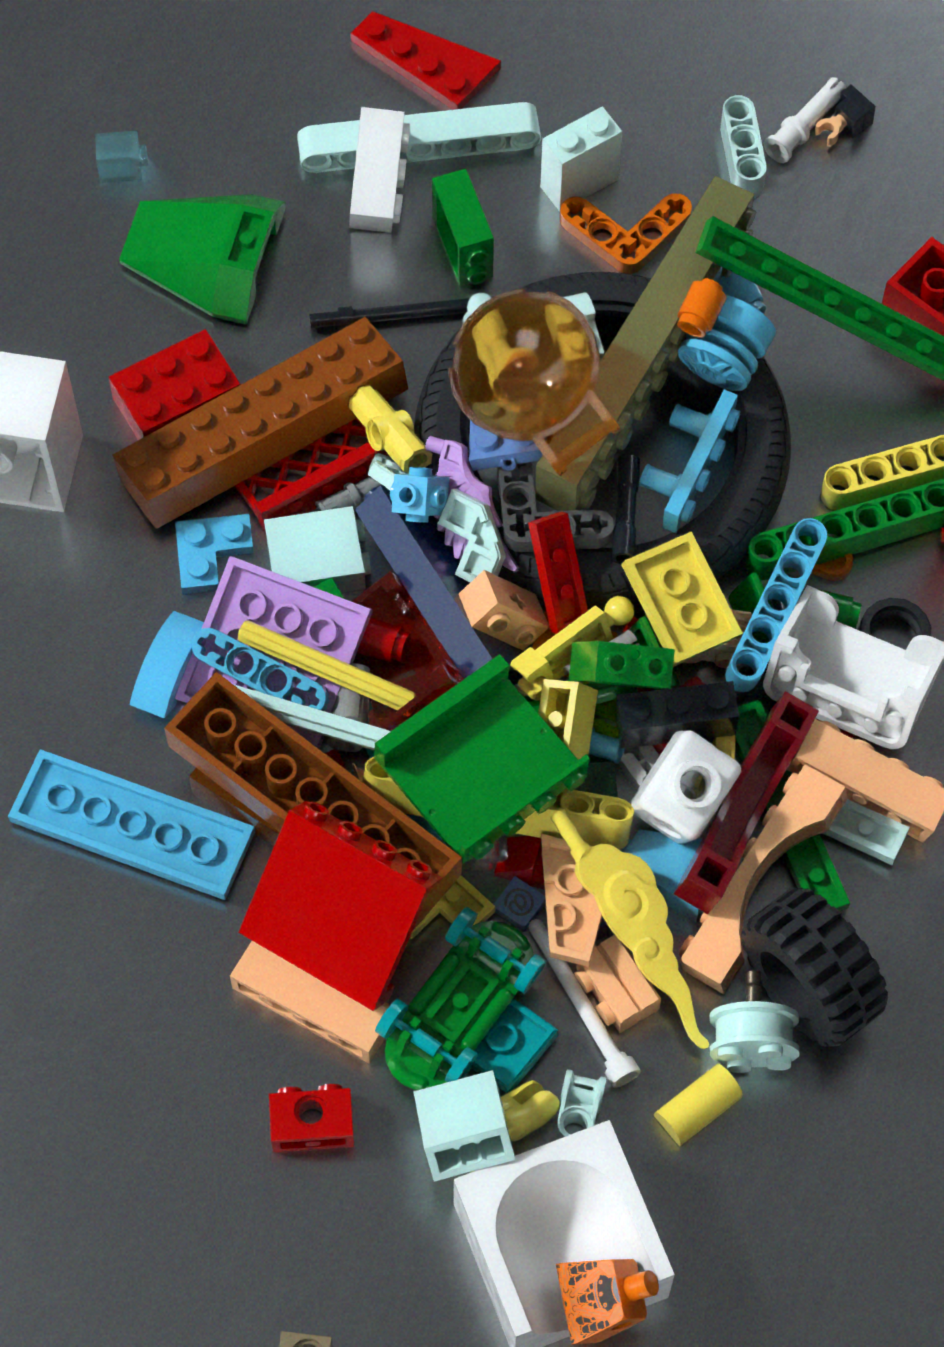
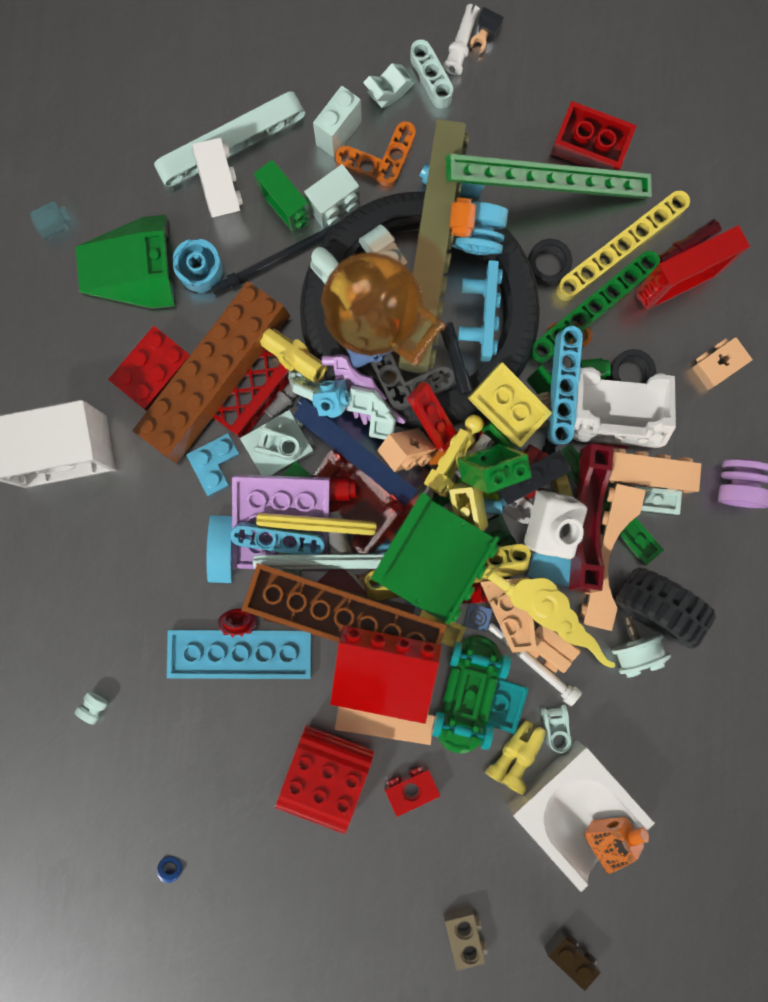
camera: 25 degrees left, 20 degrees up
(148, 774) = (236, 616): none -> red gear
(183, 1034) = (325, 779): none -> red piece
(303, 277) = (201, 253): none -> medium azure brick
(309, 539) = (273, 444): none -> light aqua piece
(430, 62) = (217, 81): red wing -> none
(463, 1126) = (504, 778): light aqua brick -> none
(533, 248) = (333, 196): none -> light aqua brick
(676, 143) = (390, 85): none -> light aqua brick
(699, 1104) = (619, 698): light yellow brick -> none
(825, 420) = (557, 246): none -> black tyre

